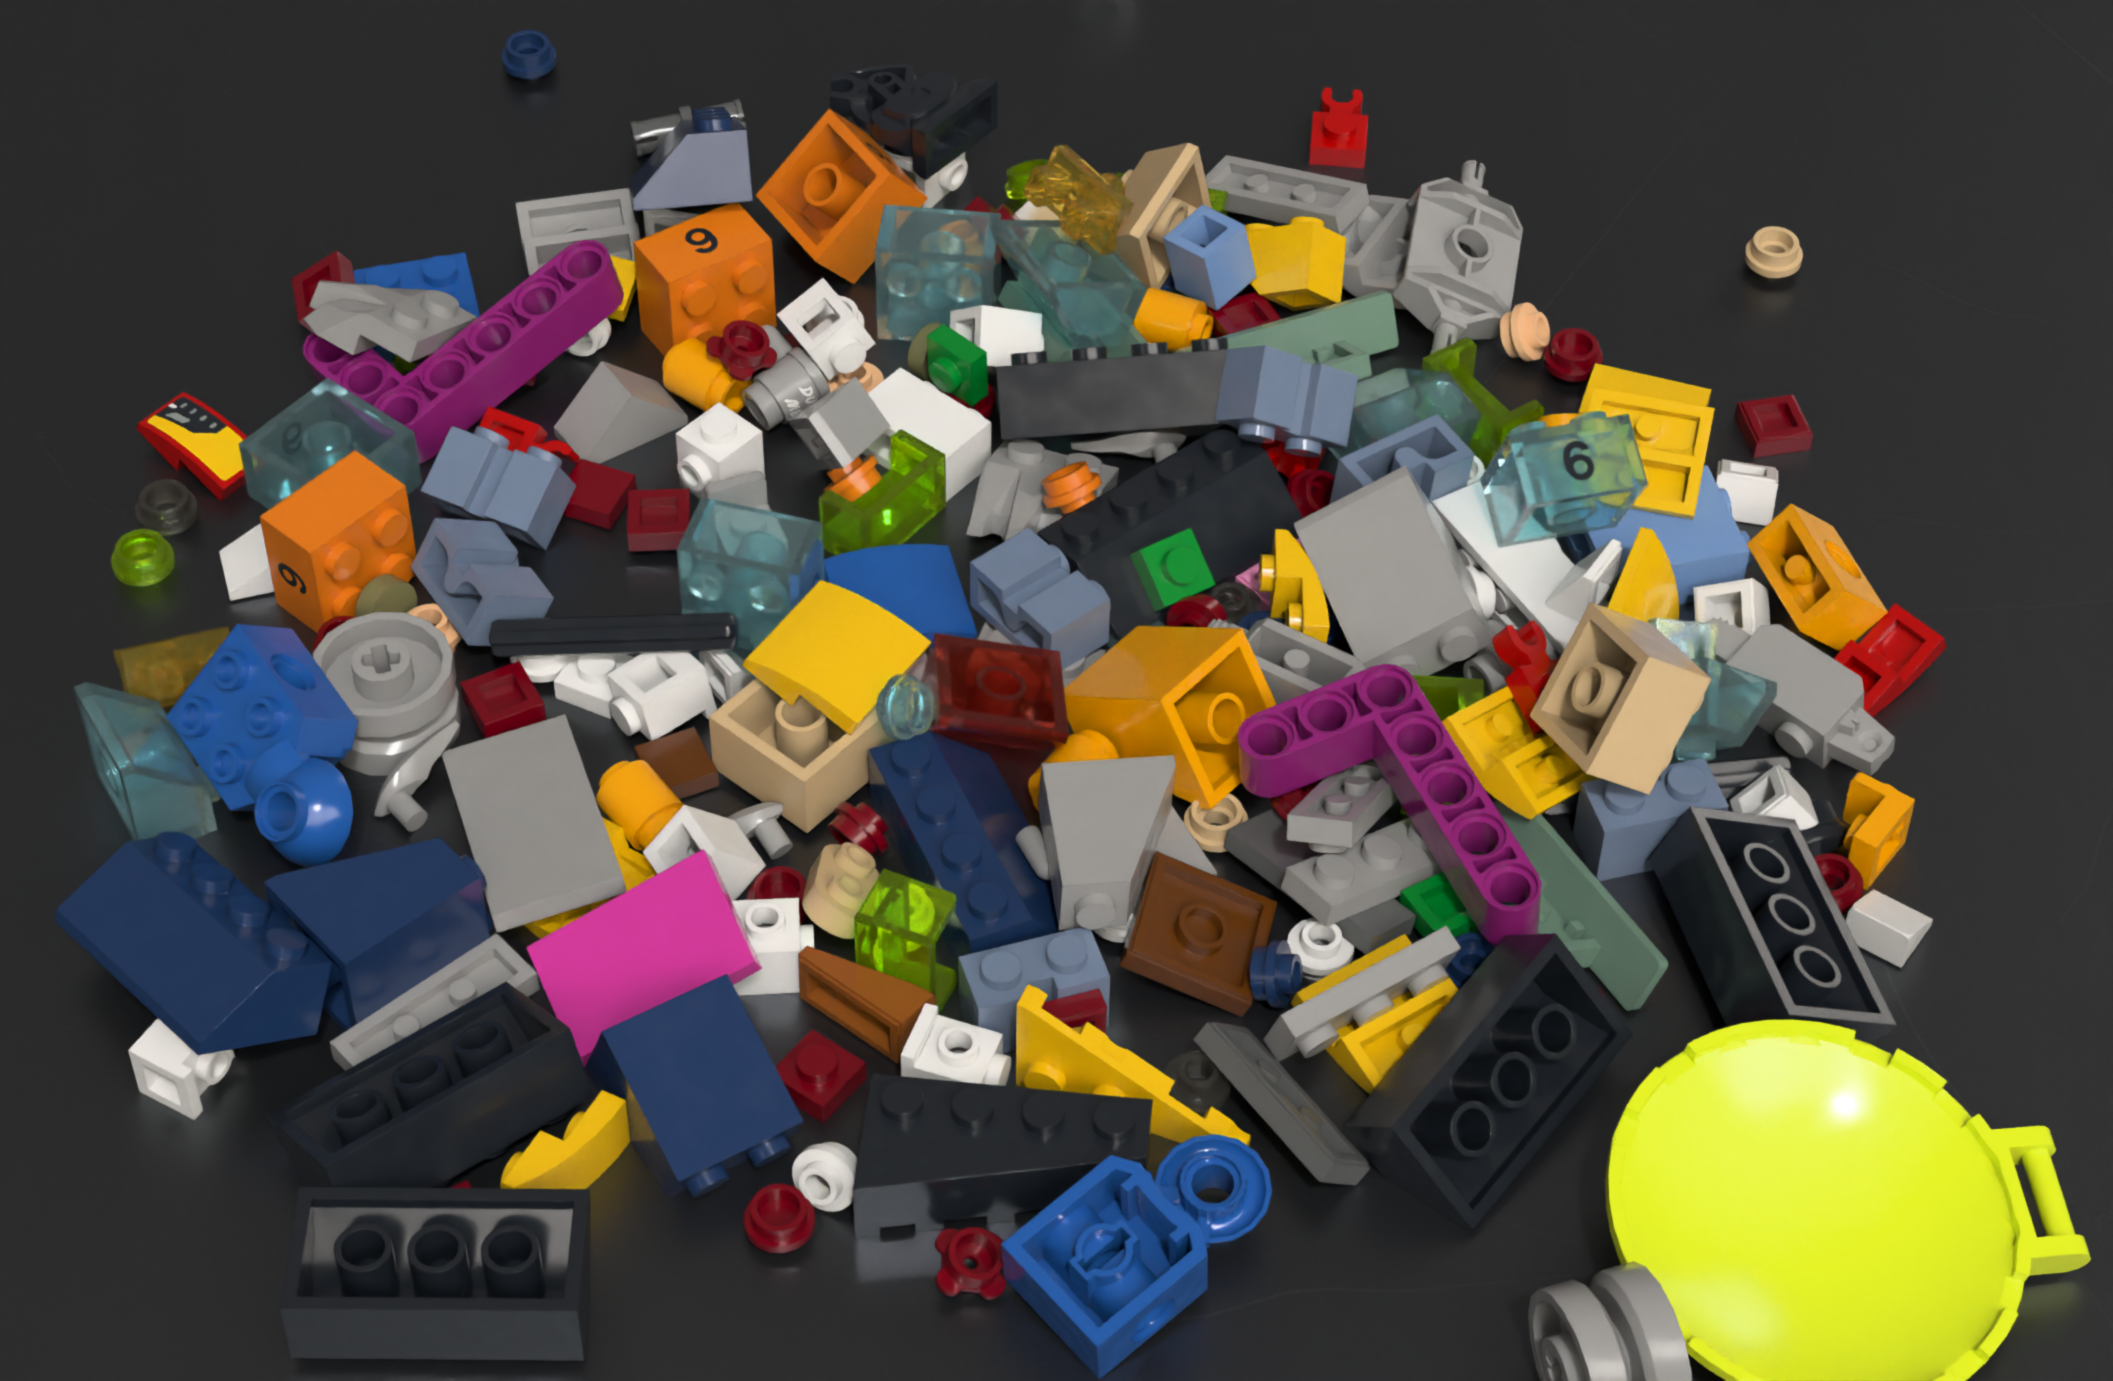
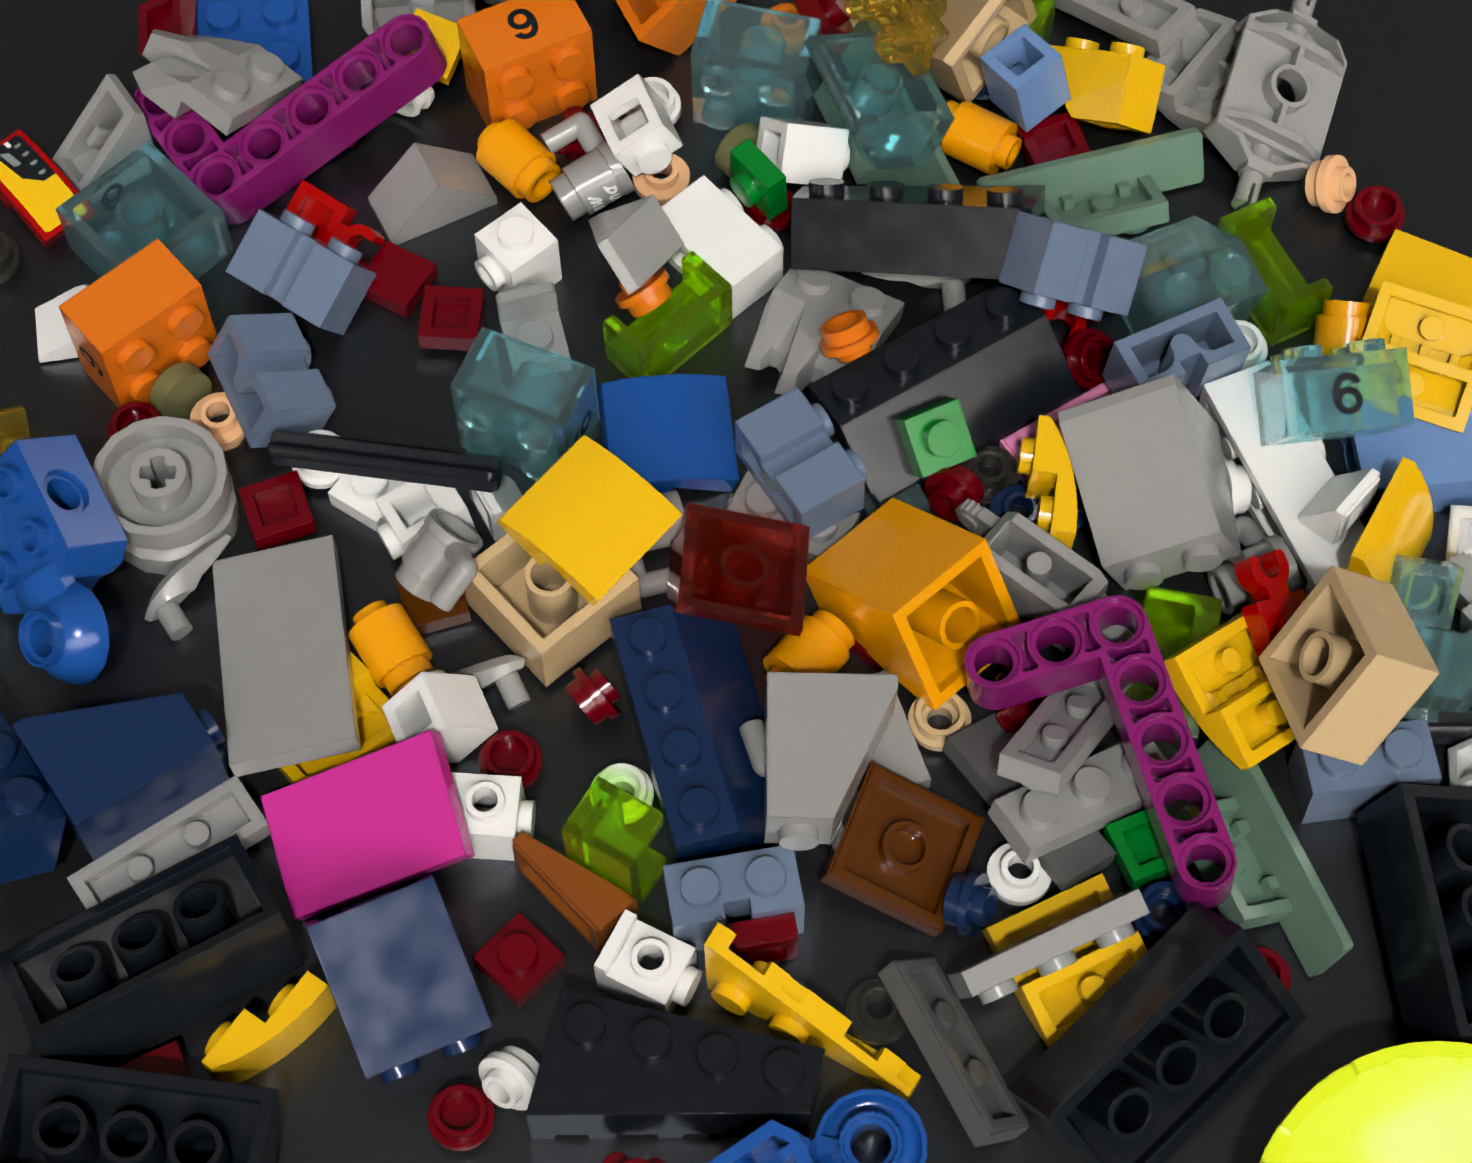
camera: 10 degrees right, 15 degrees up
(276, 379) = (103, 134): none -> light grey slope
(684, 715) = (440, 560): none -> light grey piece
(742, 349) = (558, 131): dark red plate -> none
(838, 887) = (565, 764): tan plate -> none
(905, 707) = (646, 588): clear light blue plate -> none

